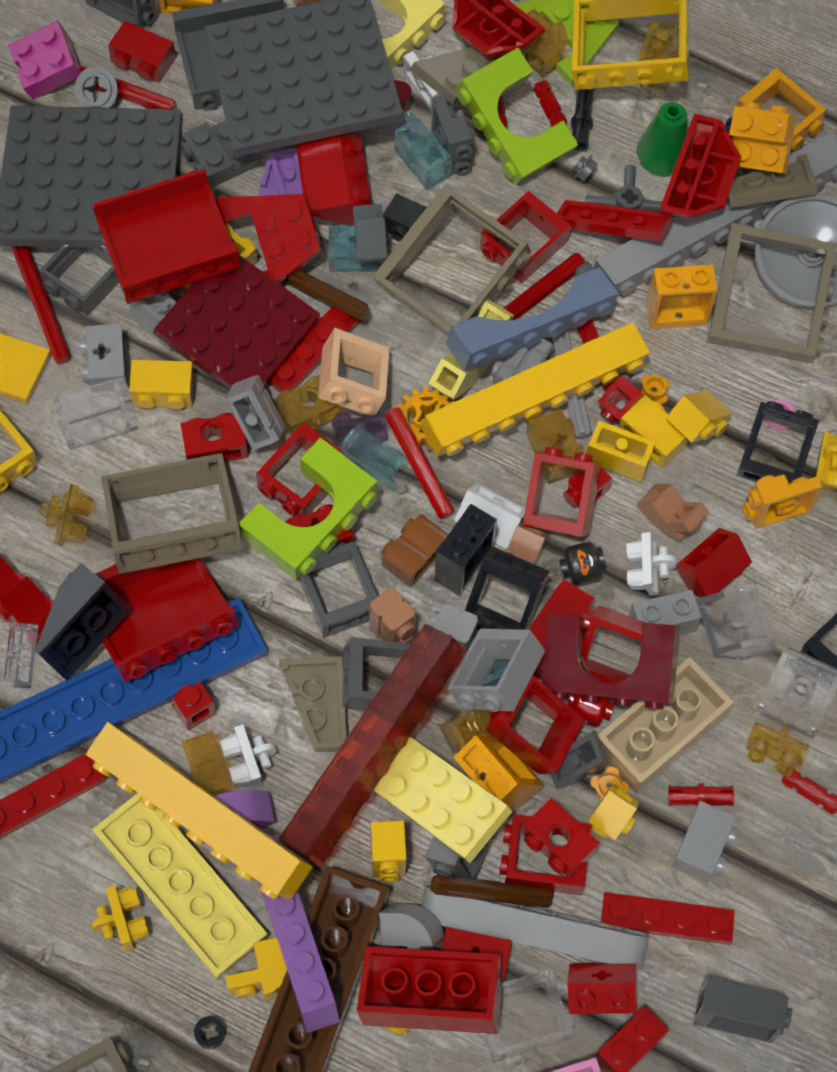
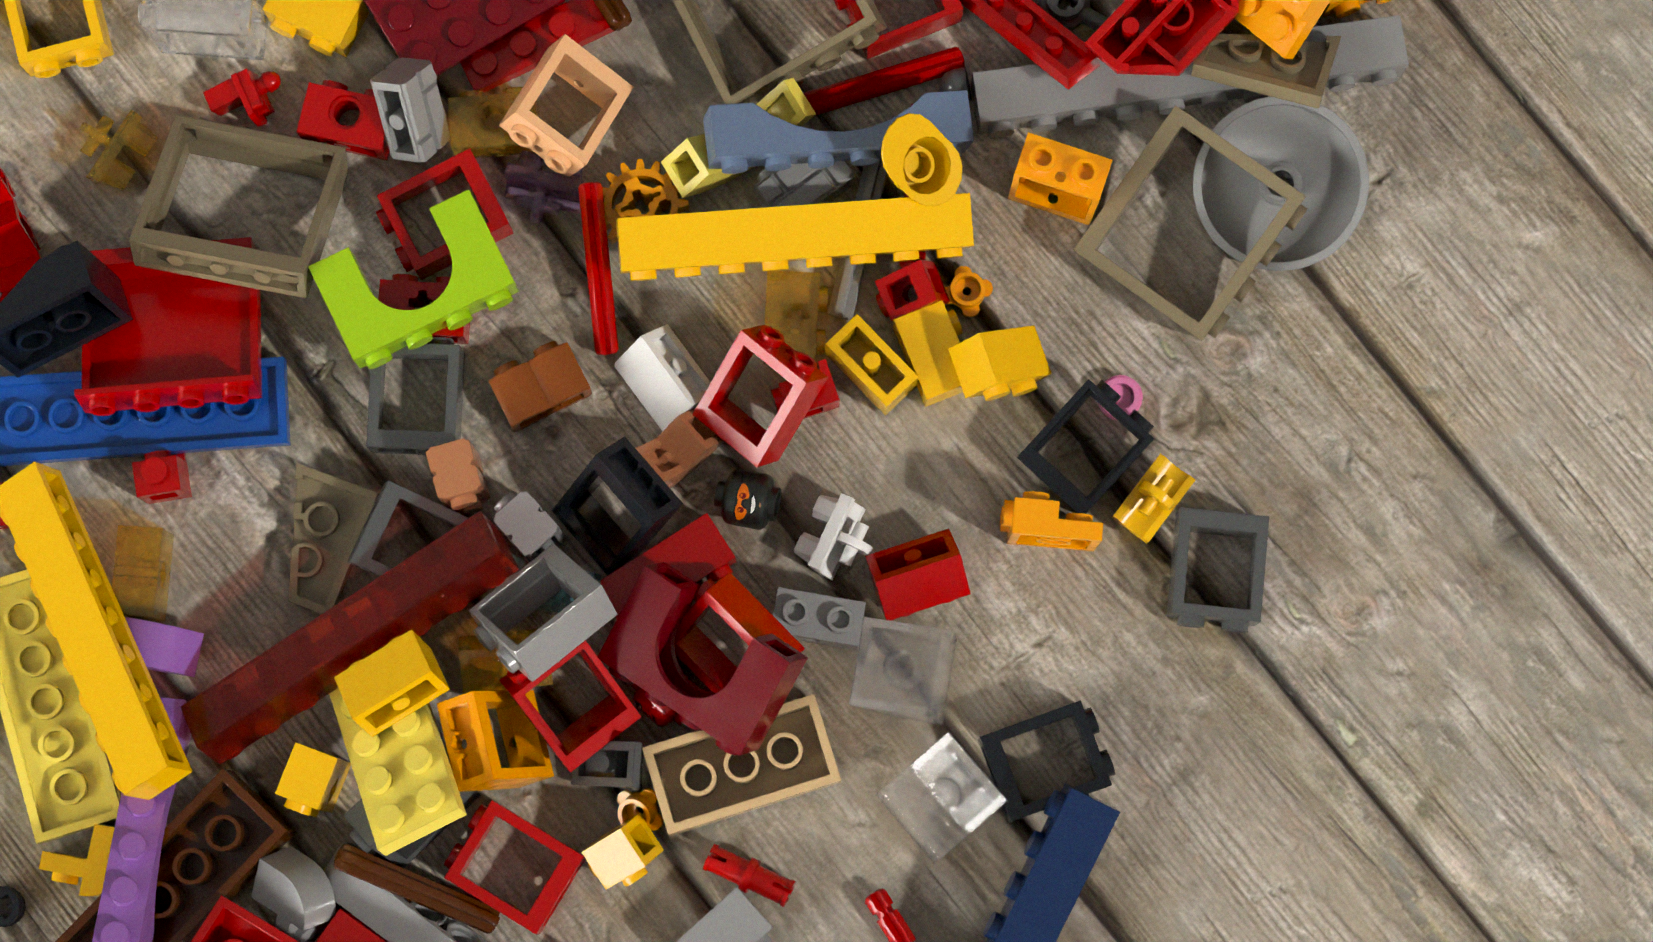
camera: 25 degrees right, 15 degrees up
(135, 448) = (247, 90): none -> red piece
(248, 771) = (200, 556): white hips -> none
(372, 455) = (536, 236): clear light blue panel -> none
(419, 753) = (391, 683): none -> yellow brick
(465, 543) = (598, 409): black window -> none
(554, 820) = (548, 881): red brick -> none
(596, 311) = (921, 160): none -> yellow piece
(670, 512) = (899, 477): nougat brick -> none
(778, 747) = (879, 853): clear yellow hips -> none

